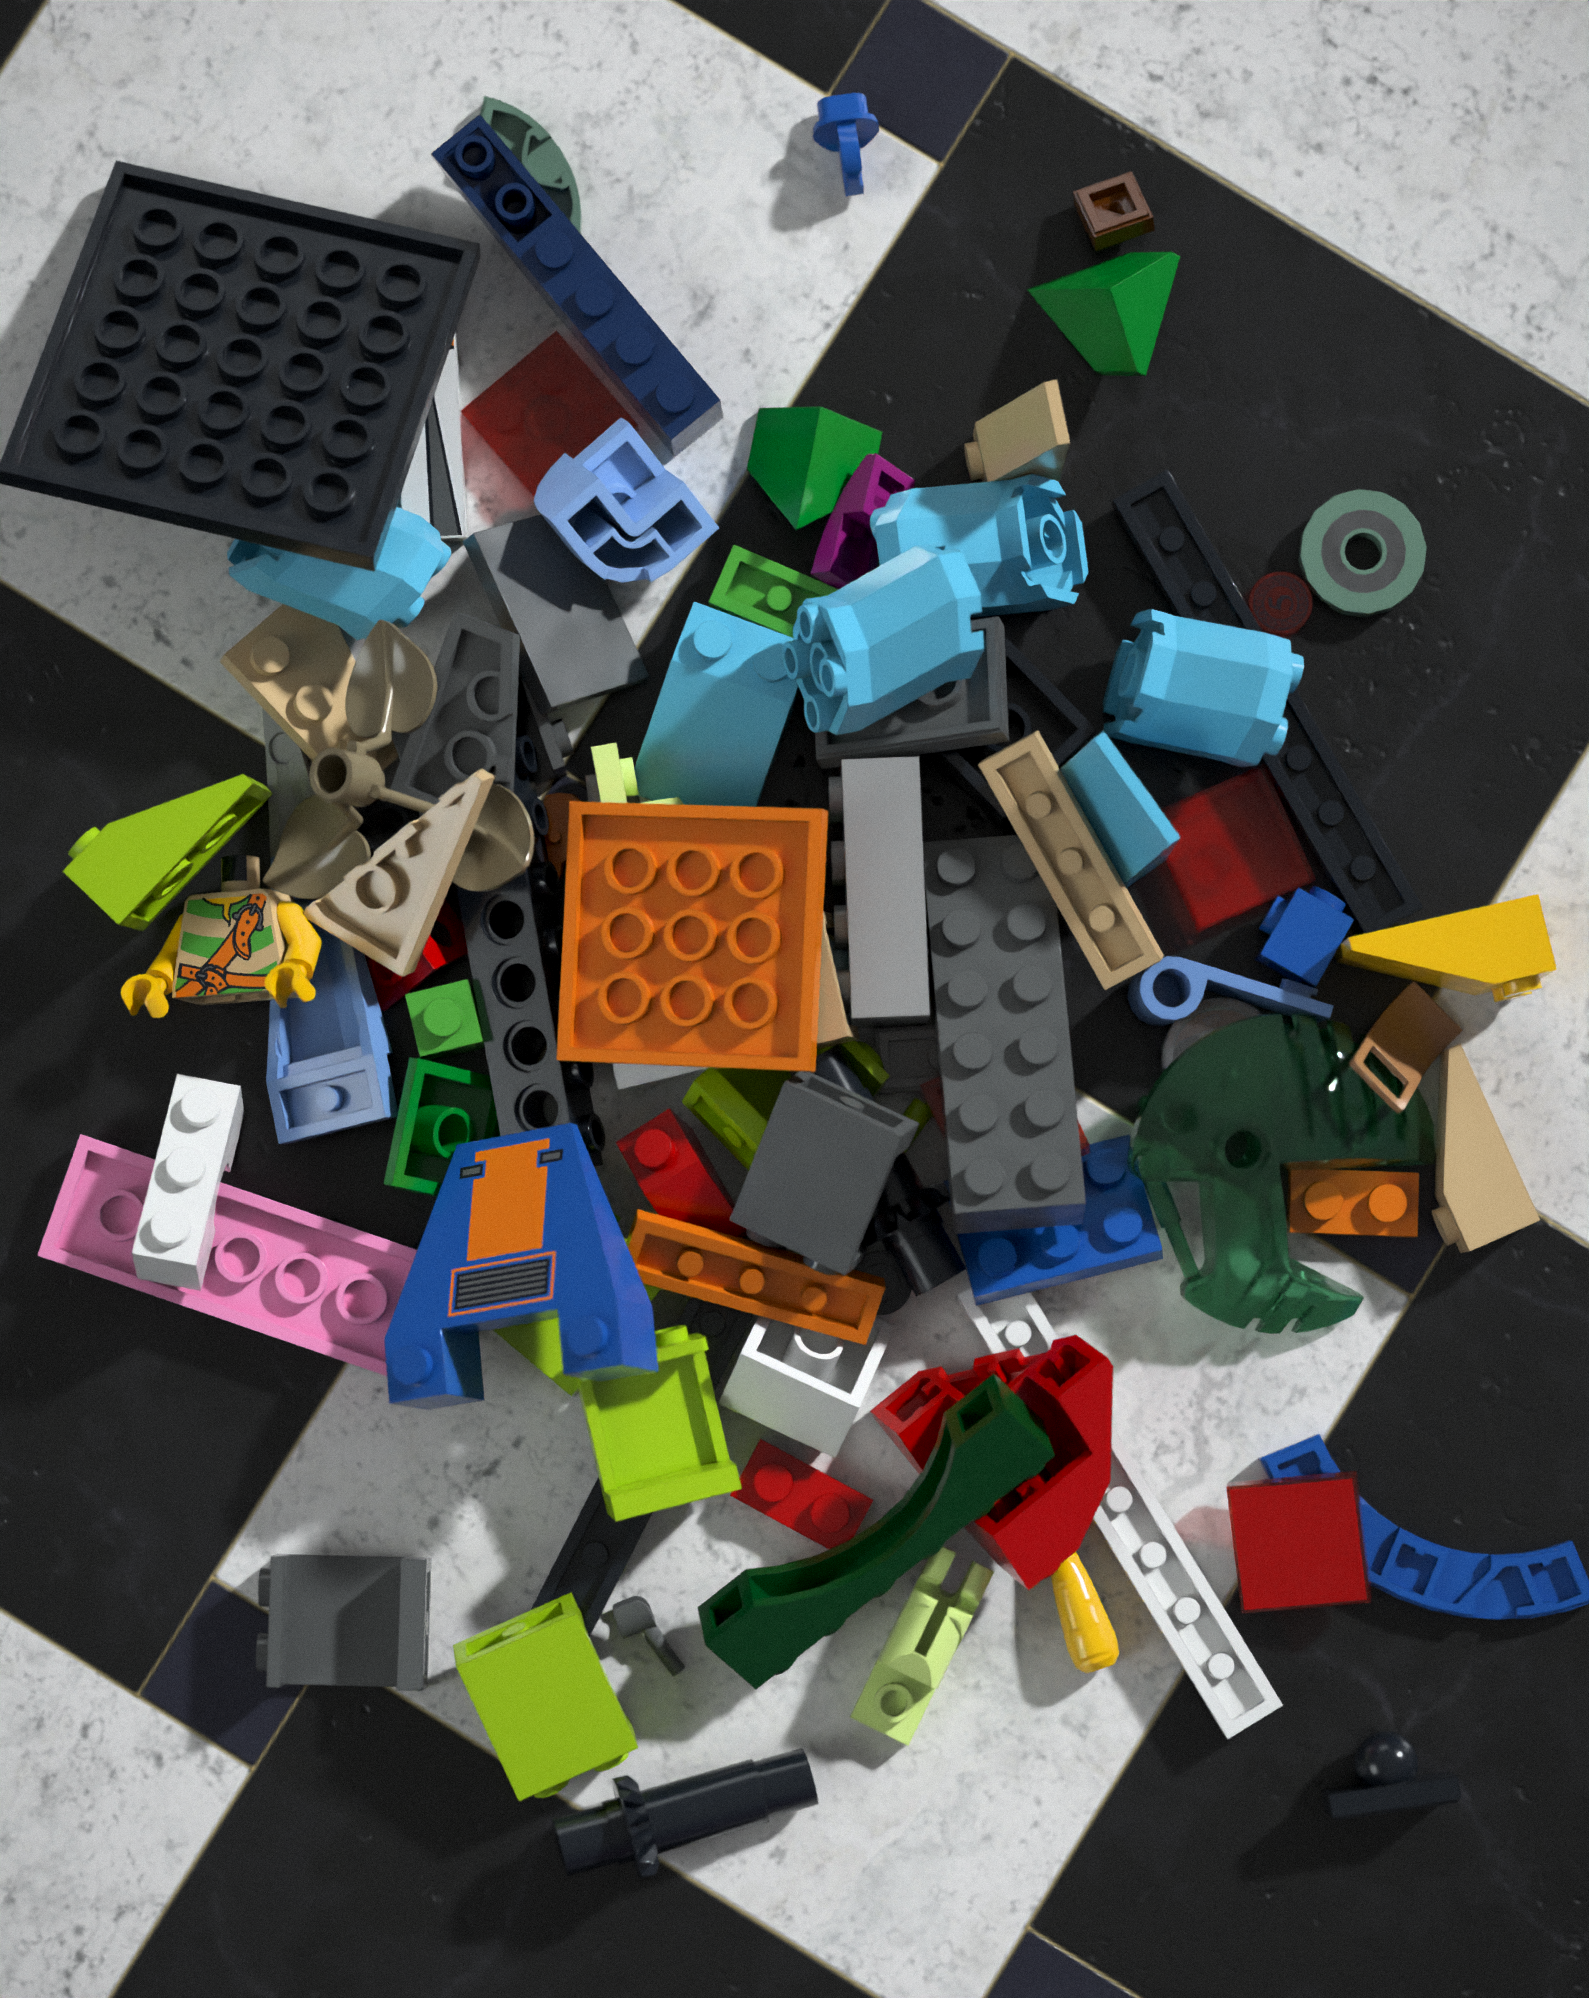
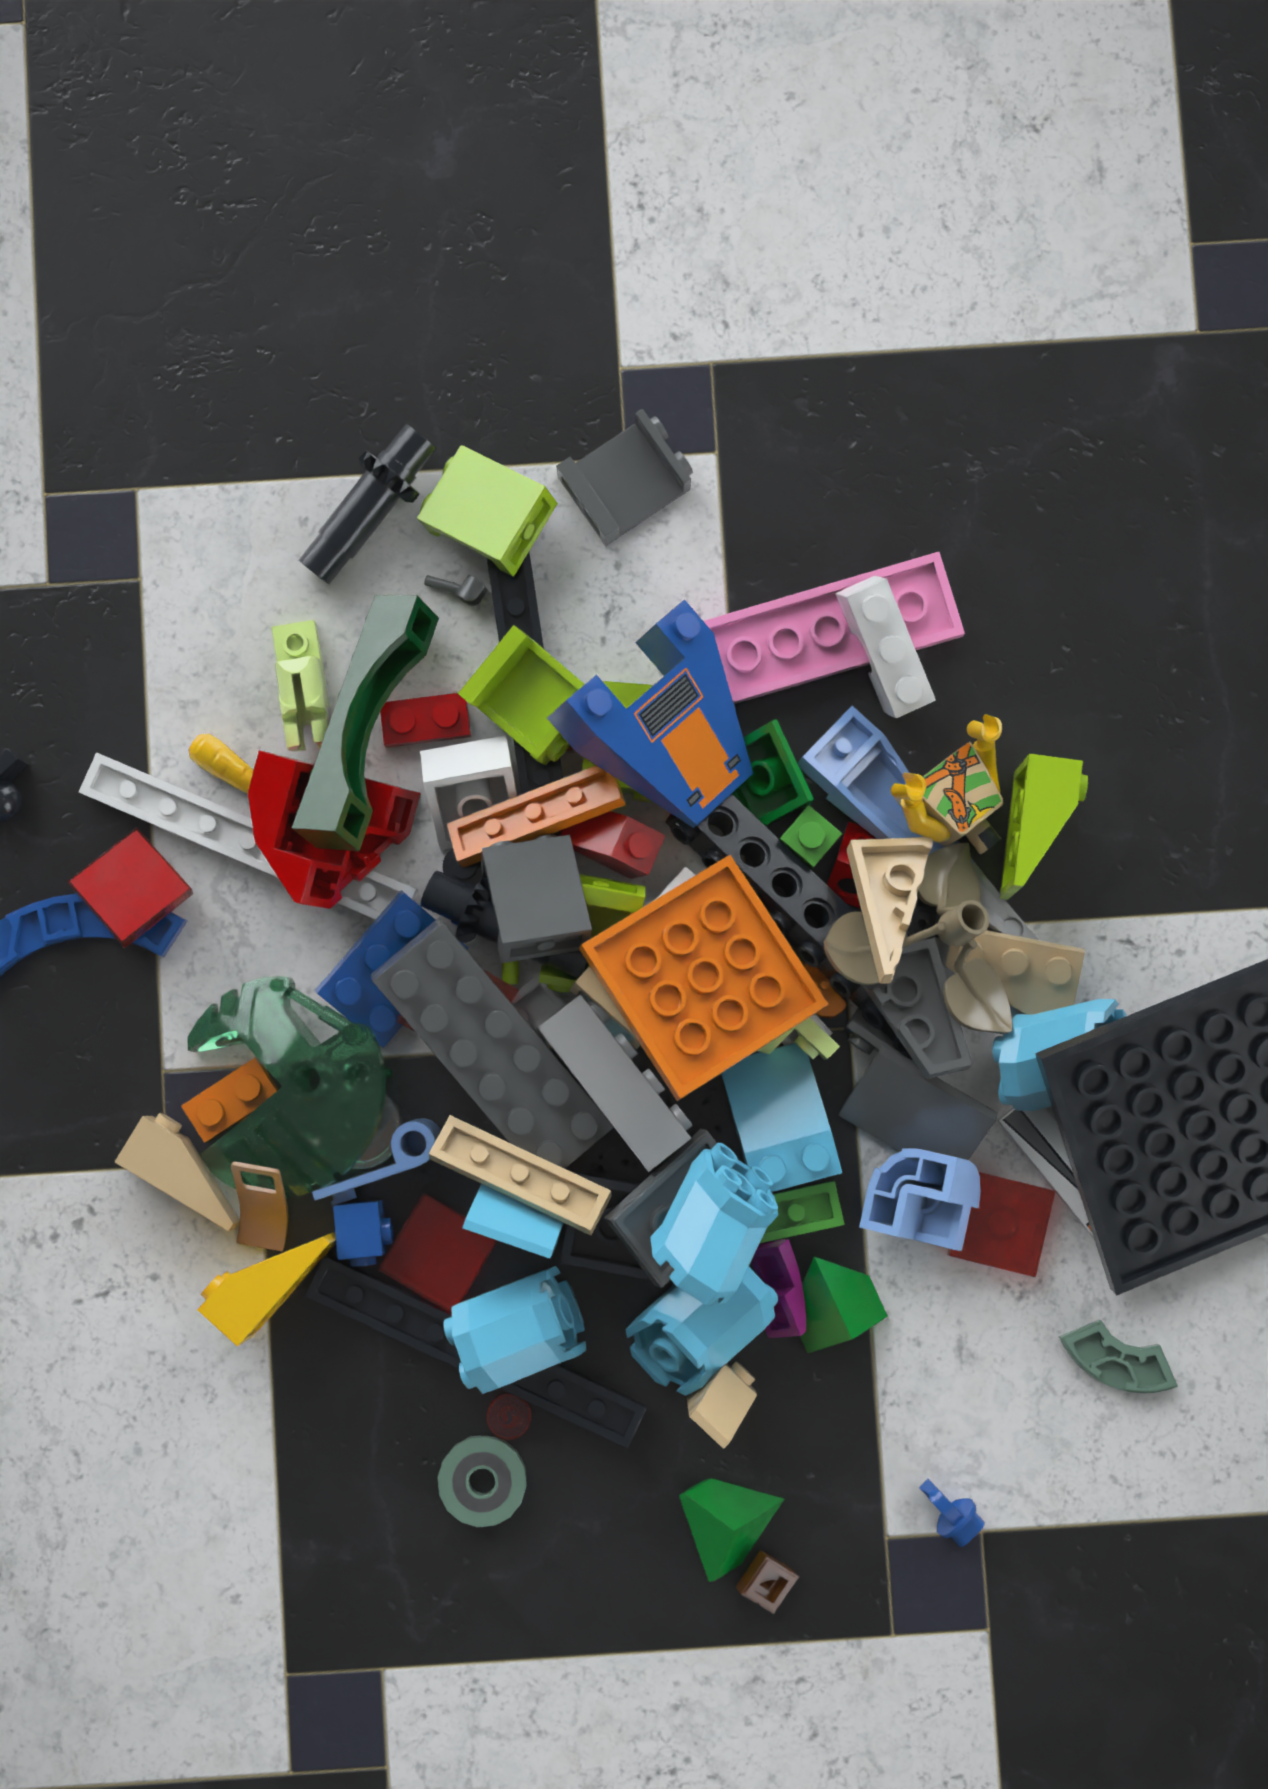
camera: 145 degrees right, 0 degrees up
(579, 287) = (1043, 1312): dark blue slope -> none

